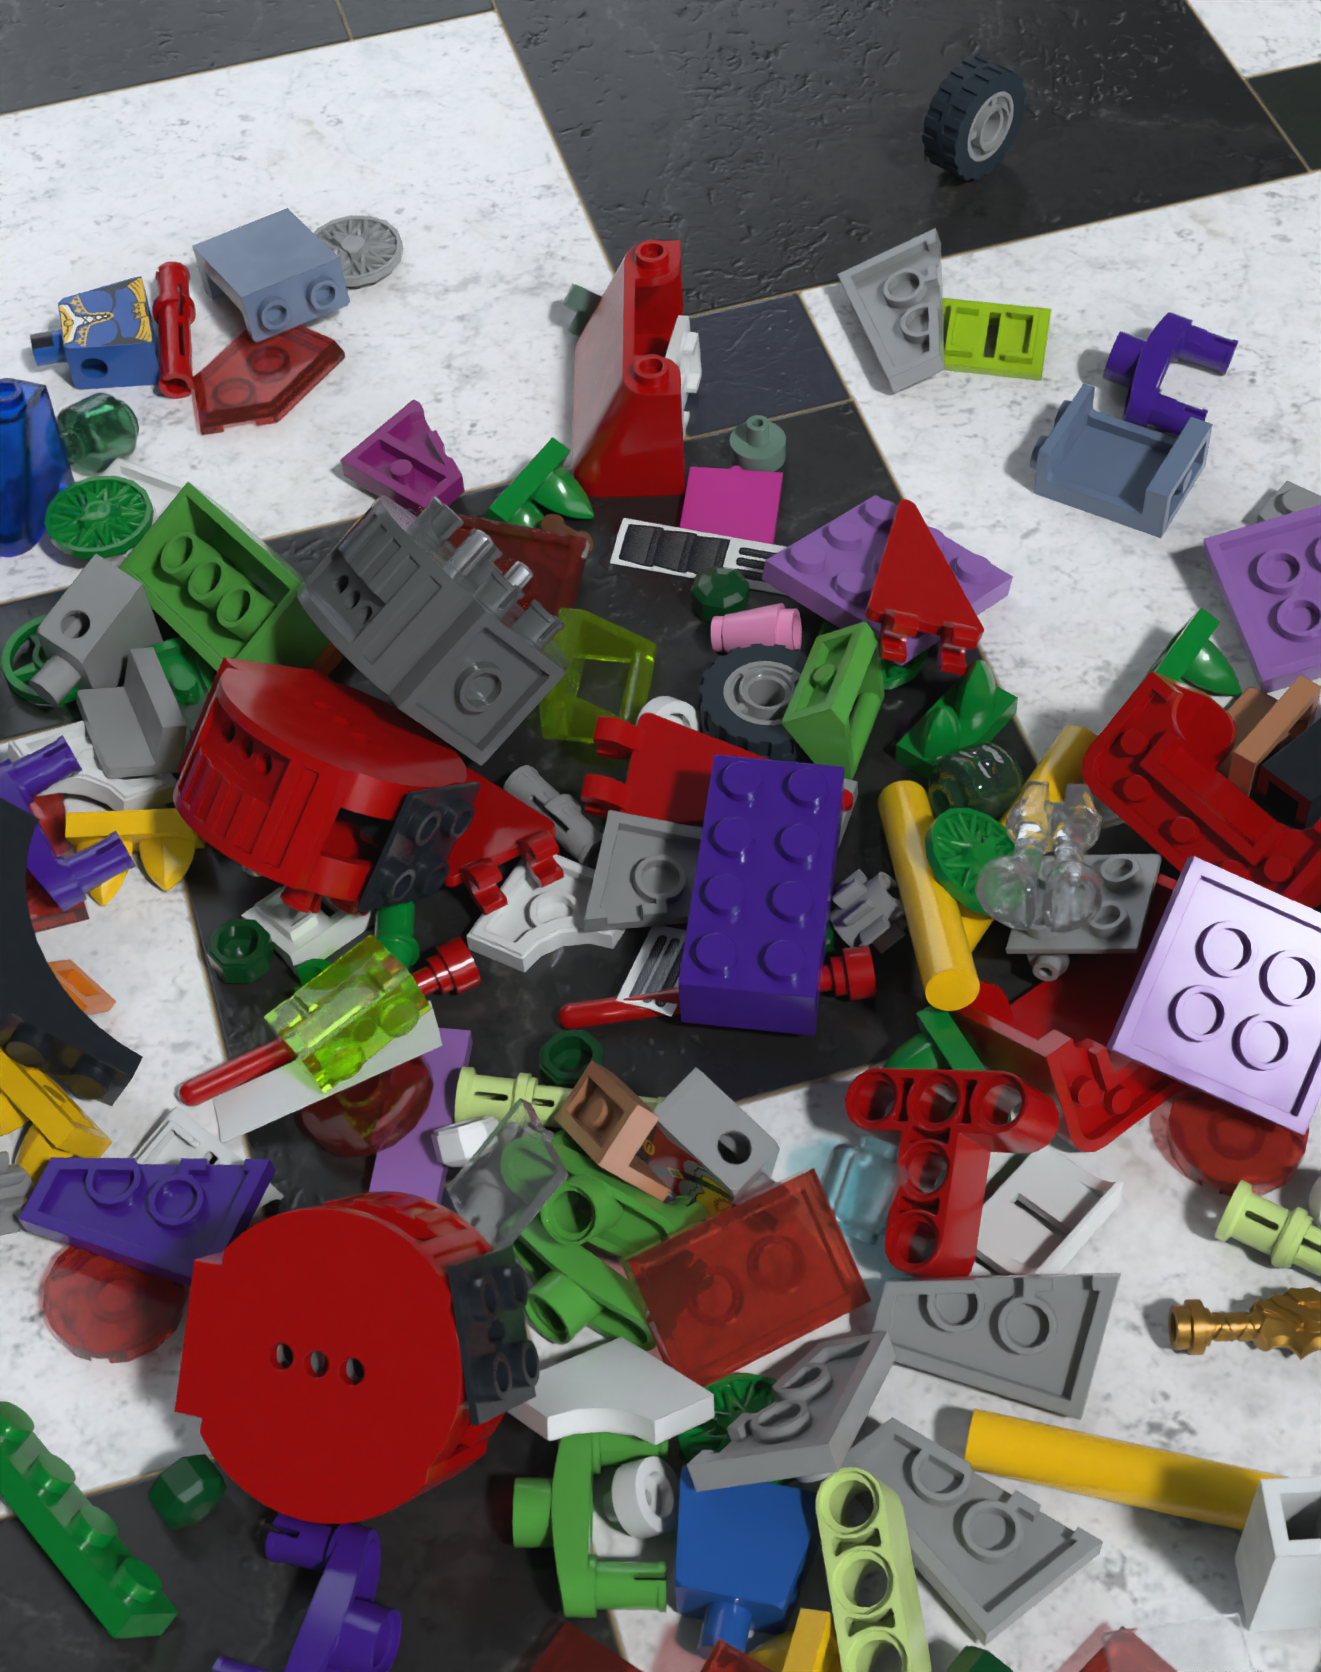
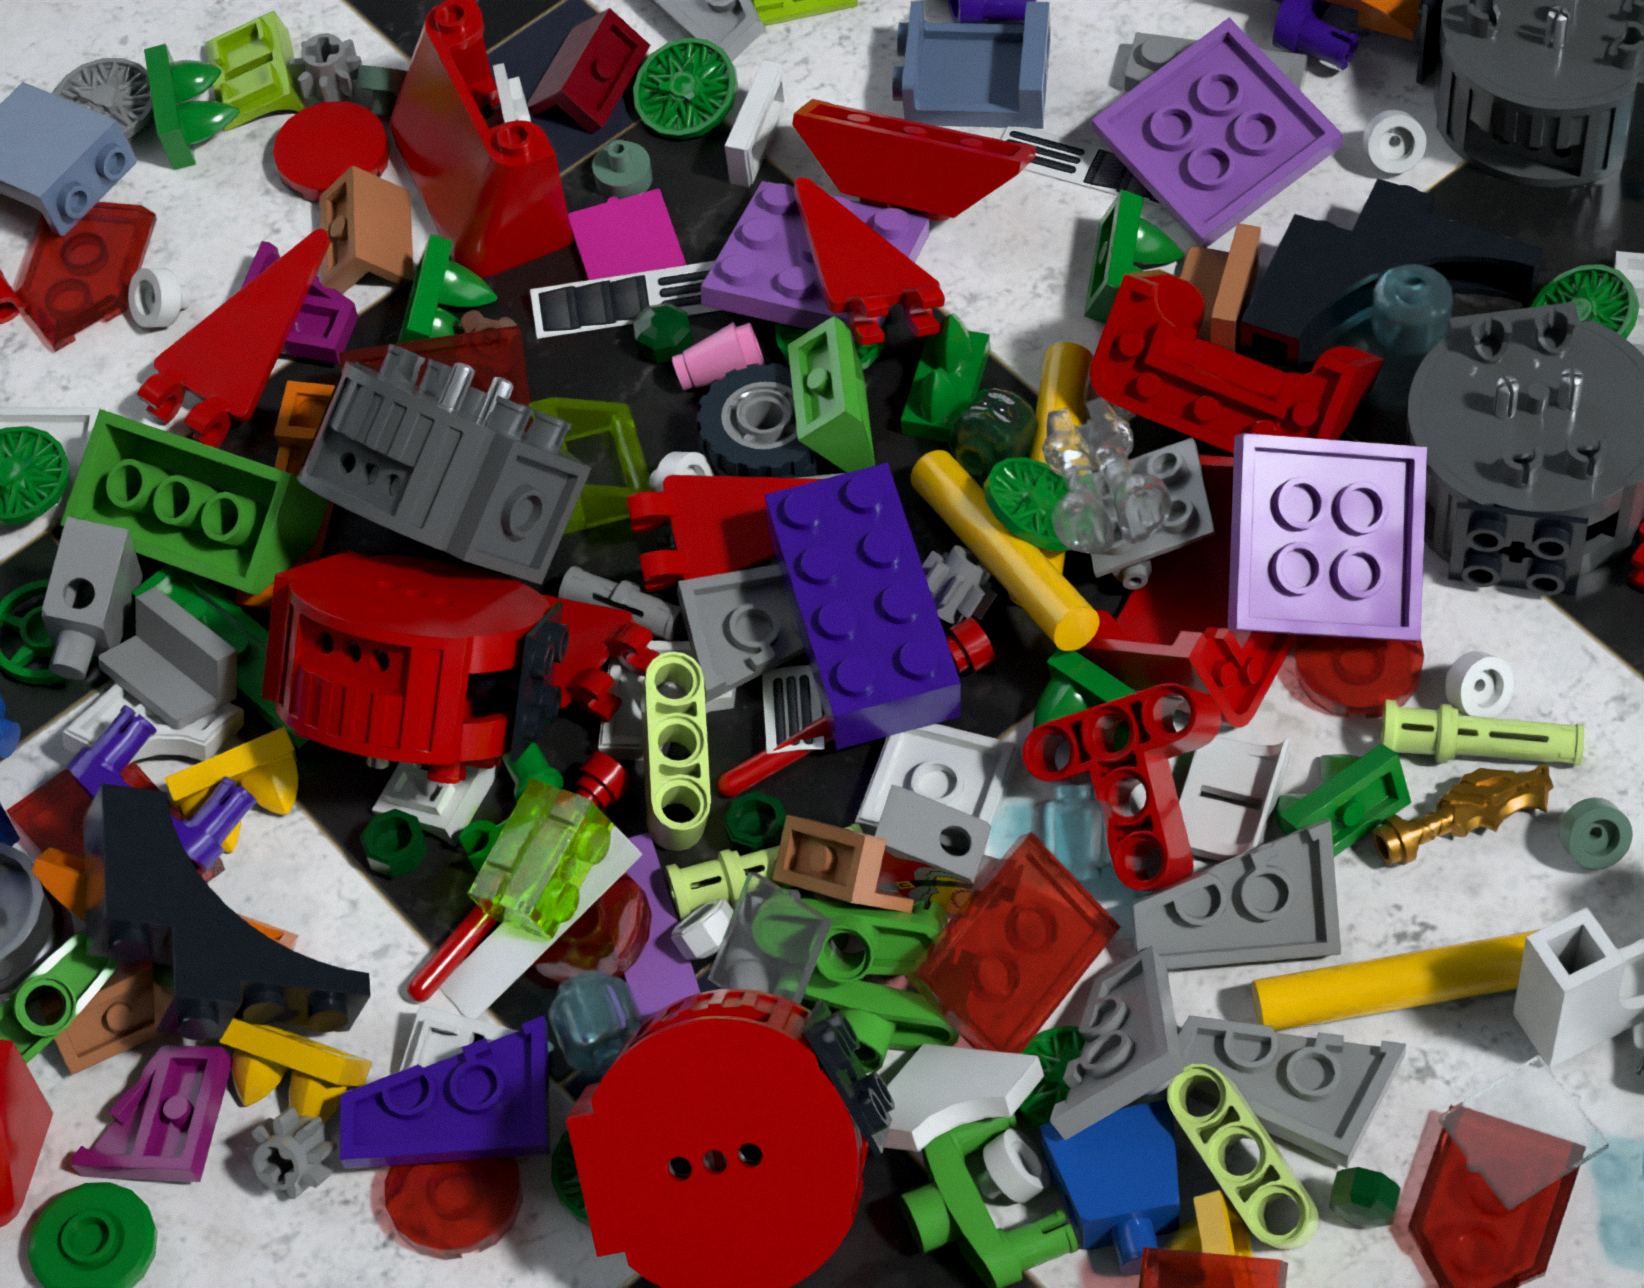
camera: 20 degrees left, 5 degrees up
(304, 416) = (157, 297): none -> white tile
(321, 1171) = (593, 1019): none -> clear light blue head
(340, 478) = (234, 347): none -> red flag
(402, 272) = (176, 119): none -> green tile
(490, 265) = (268, 85): none -> lime piece
(508, 421) = (367, 230): none -> nougat panel
(517, 349) = (325, 142): none -> red tile
(531, 934) = (679, 722): none -> yellowish green beam
(545, 280) = (326, 68): none -> light grey gear
(774, 356) = (591, 70): none -> dark red panel
(779, 1087) = (946, 766): none -> white tile
(848, 396) = (685, 88): none -> green wheel
(894, 444) = (756, 123): none -> white tile
(1012, 518) = (907, 161): none -> red wedge
(1161, 1267) = (1354, 796): none -> green tile
(1170, 573) = (1078, 163): none -> sticker

